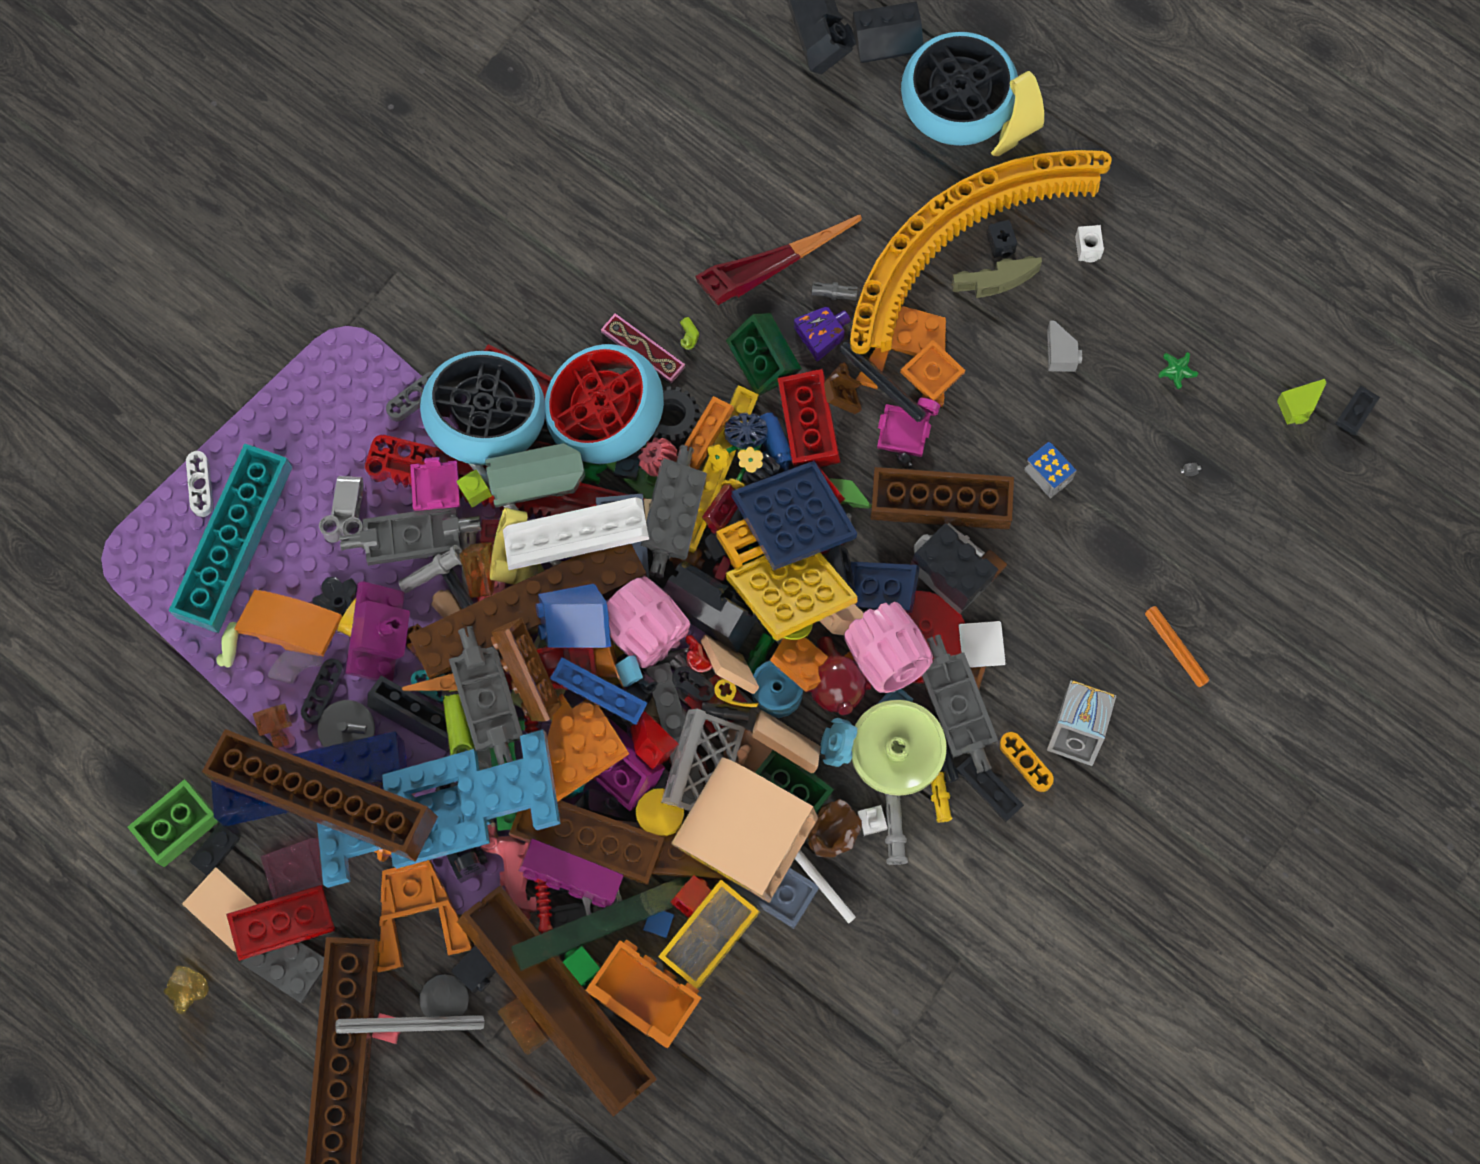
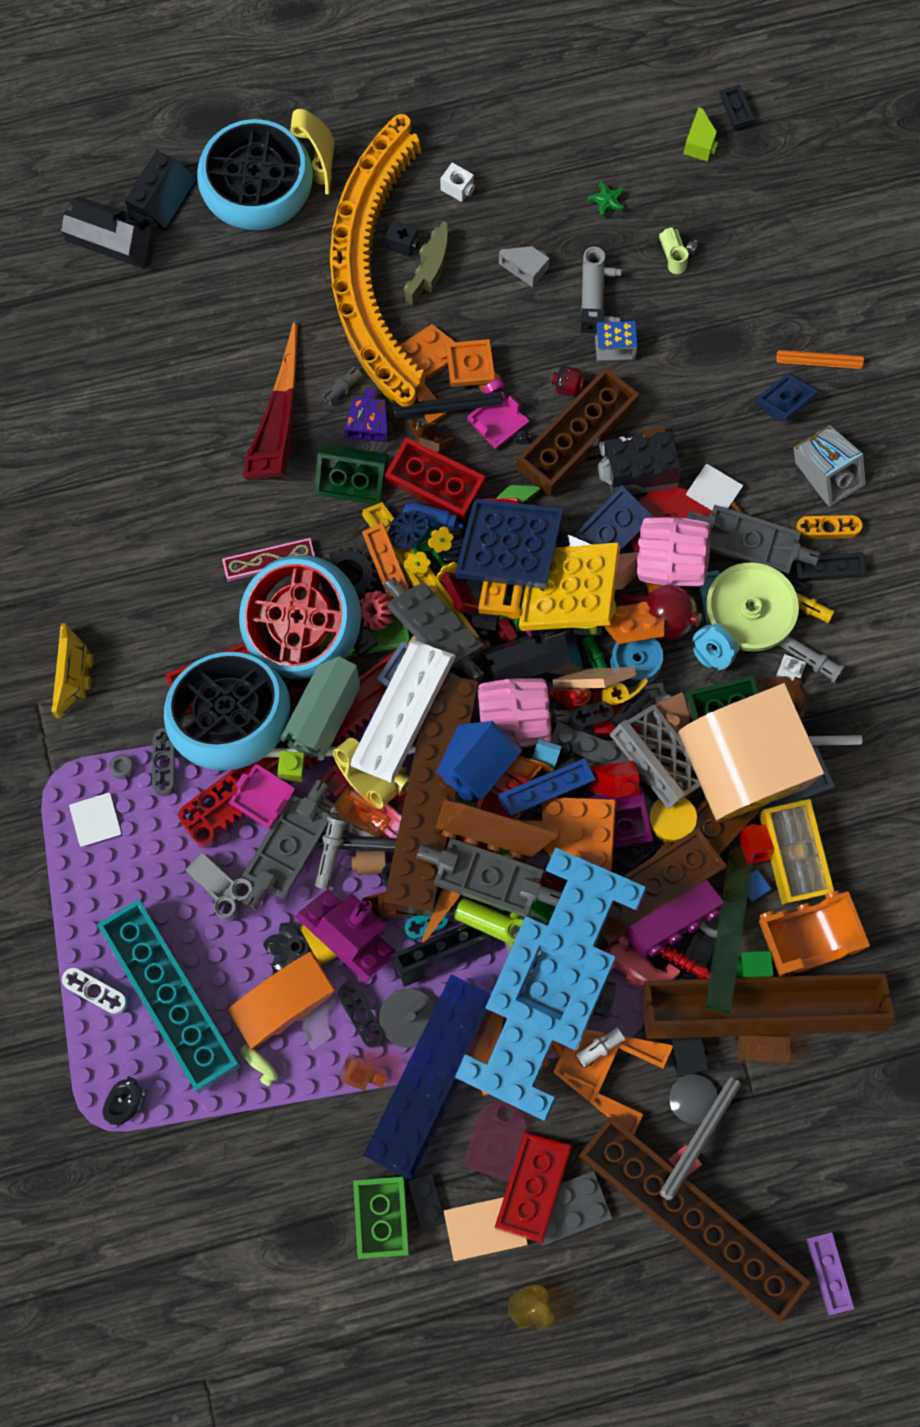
camera: 55 degrees left, 0 degrees up
(129, 568) = (123, 1101): none -> black hat
(320, 794) = (467, 1068): reddish brown brick -> none
(333, 382) = (95, 819): none -> white sticker
(388, 369) = (121, 766): none -> flat silver tile
(426, 891) = (600, 1047): none -> white pin
(435, 275) = (71, 672): none -> yellow wedge
(691, 335) = (288, 515): lime arm -> none
(786, 741) = (687, 682): light nougat tile -> none
(983, 459) = (568, 381): none -> dark red head
(1081, 419) = (593, 290): none -> light grey piece
(1116, 643) = (786, 397): none -> dark blue slope
(1175, 456) = (674, 250): none -> yellowish green piece

